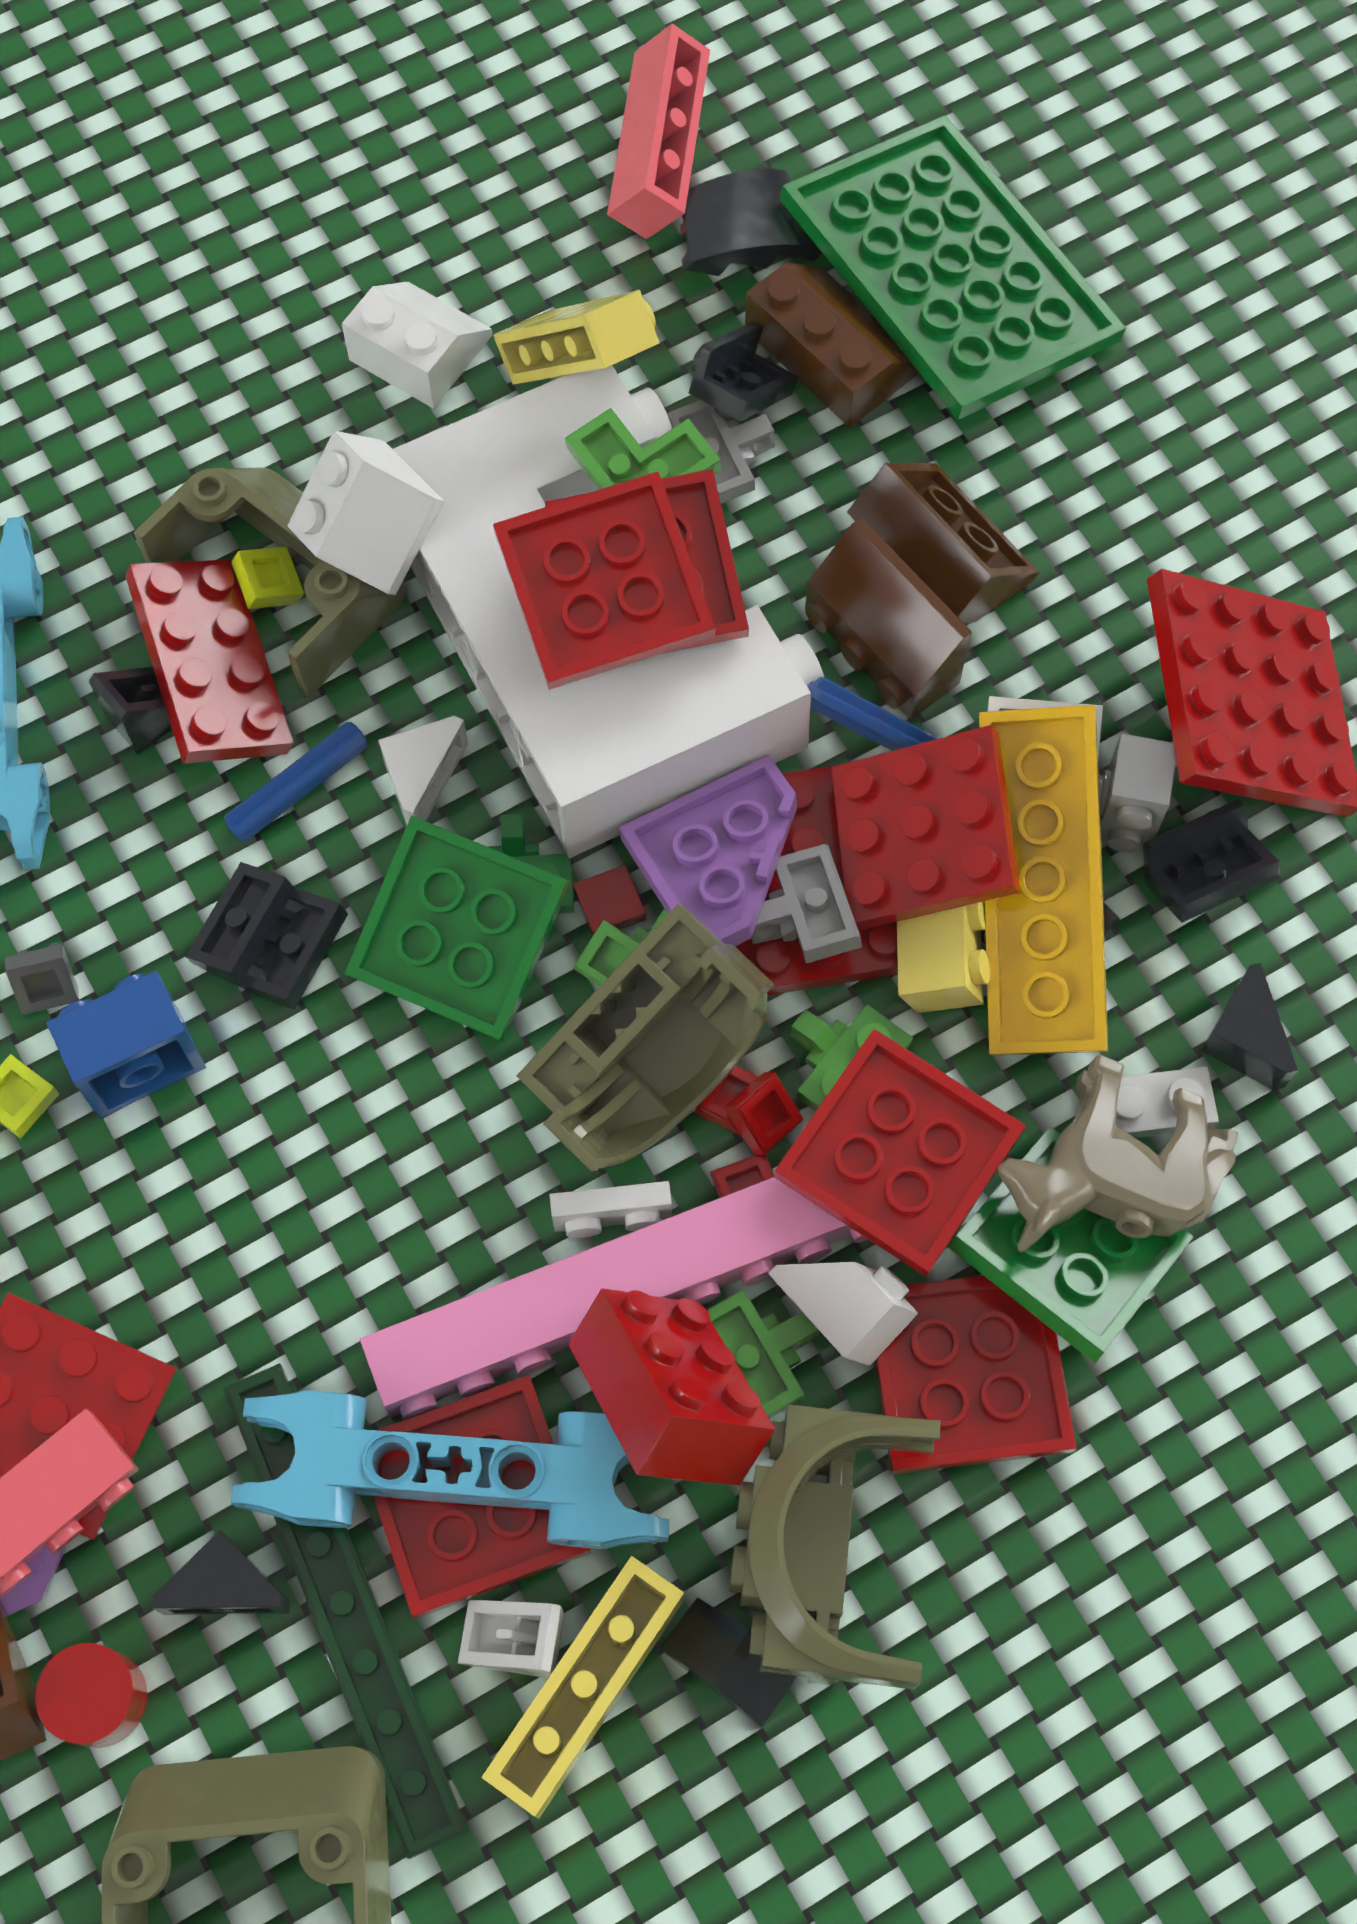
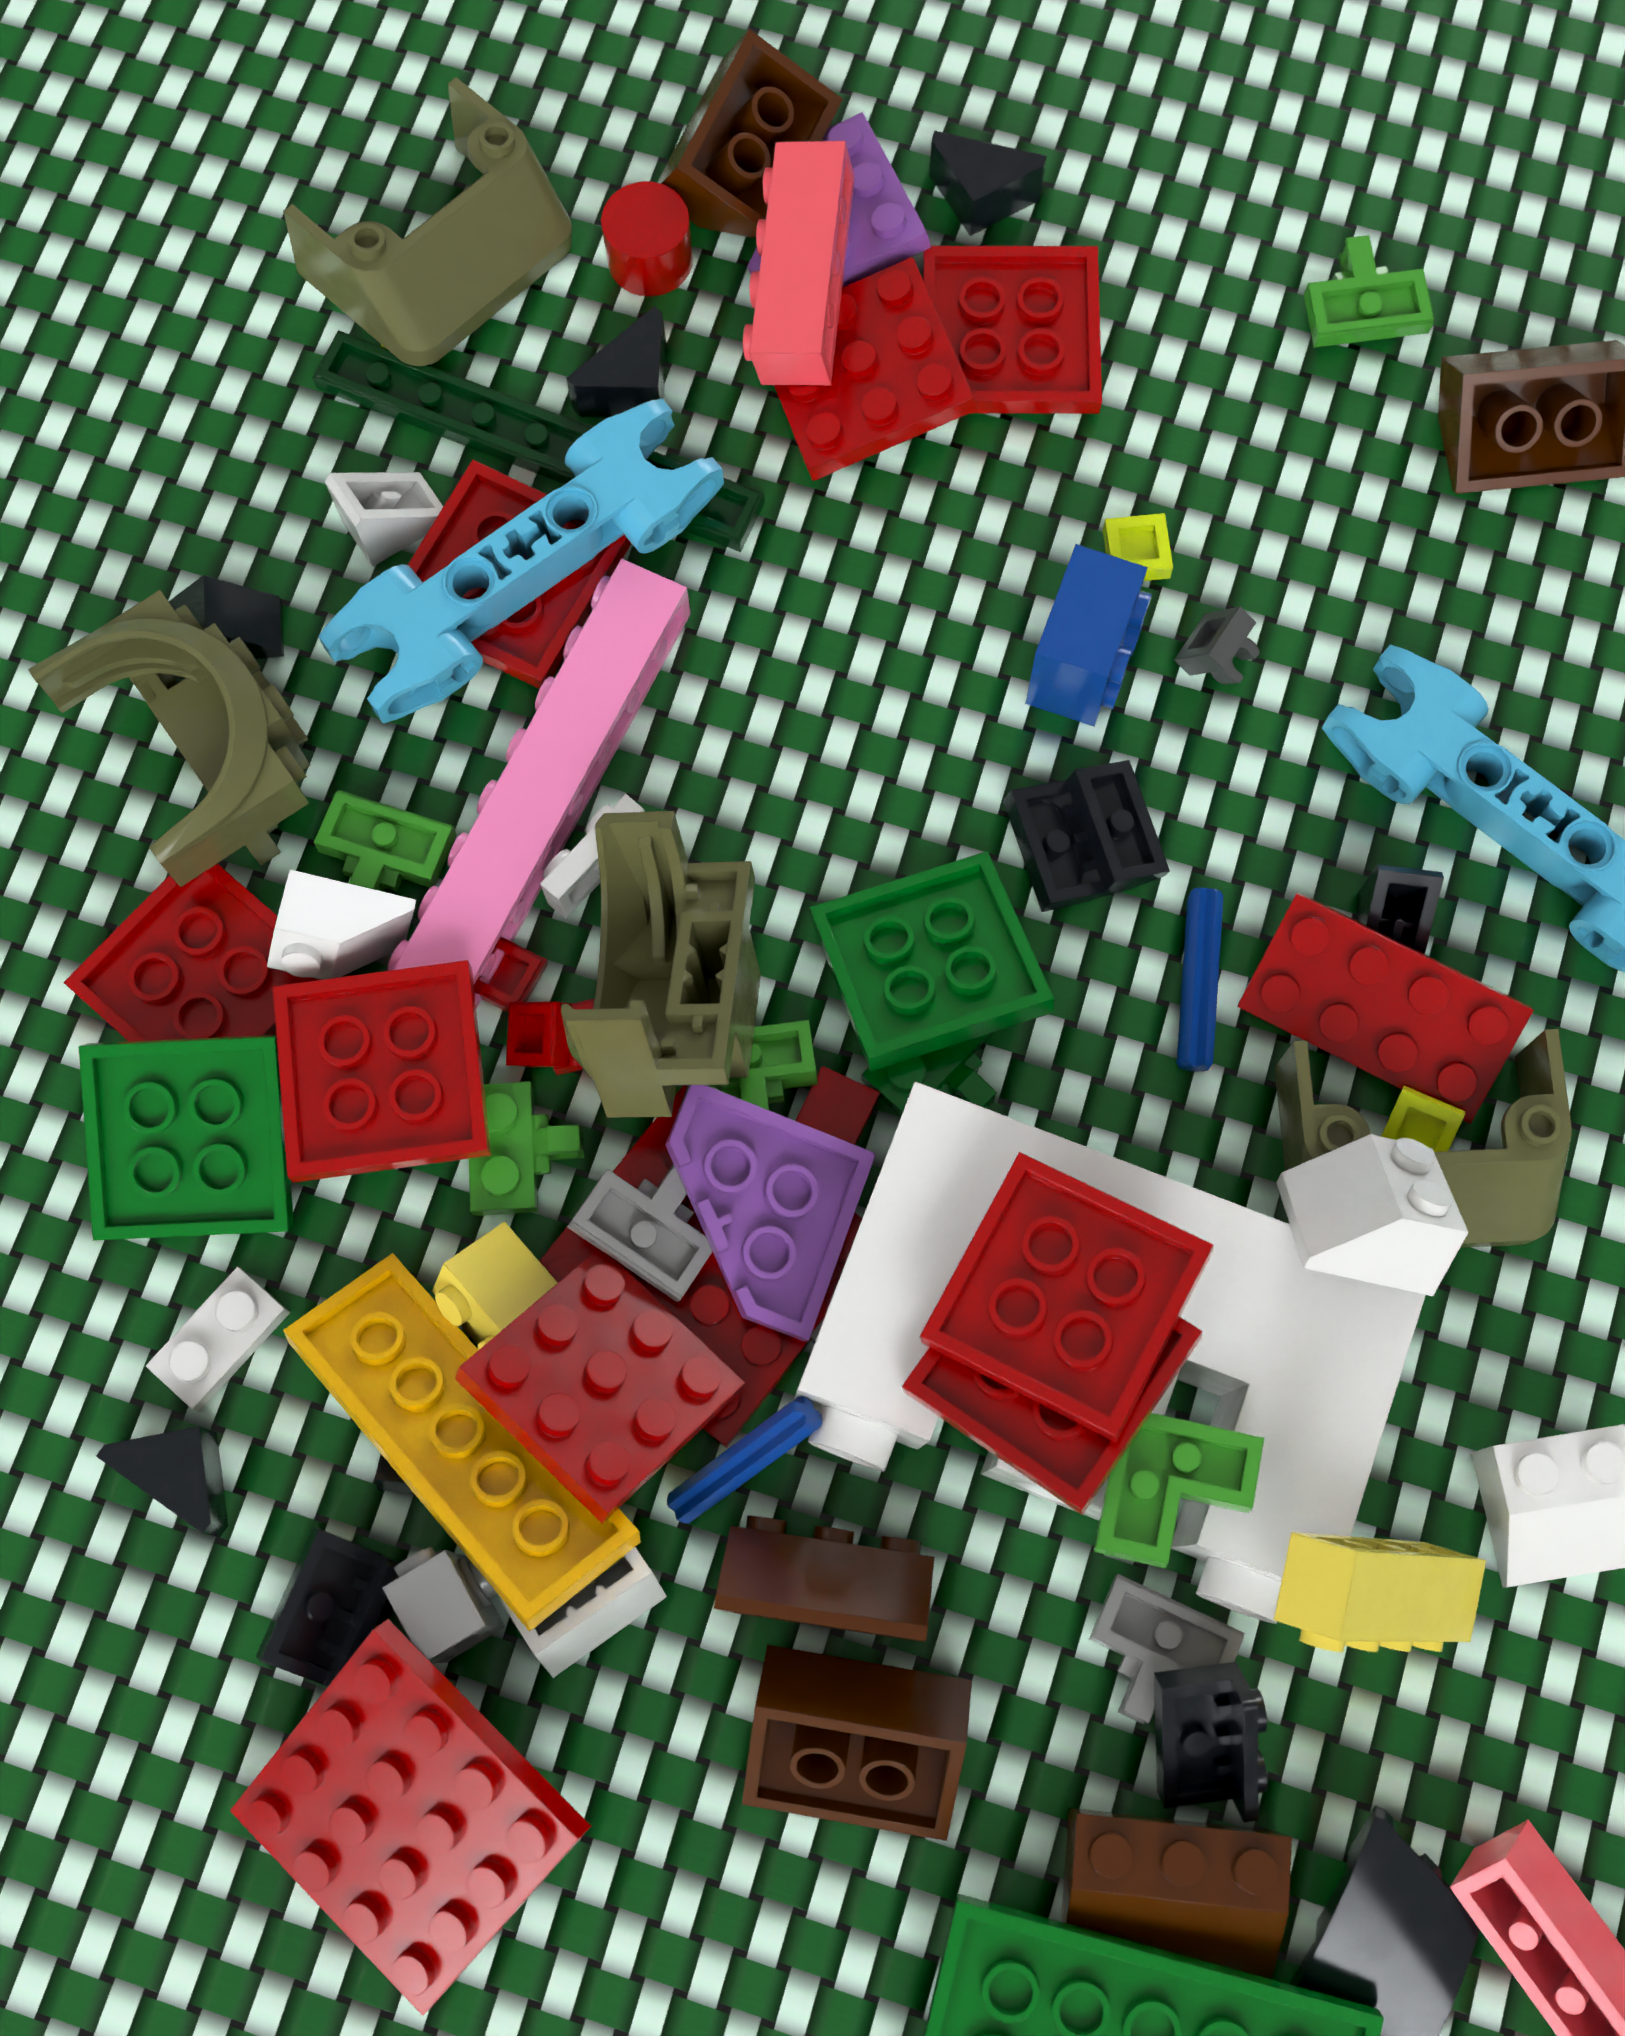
camera: 140 degrees right, 5 degrees up
(422, 763) = (1105, 1071): white slope -> none
(584, 1687) = (298, 509): light yellow brick -> none
(670, 1388) = (403, 726): red brick -> none
(1116, 1174) = (189, 1211): dark tan animal -> none

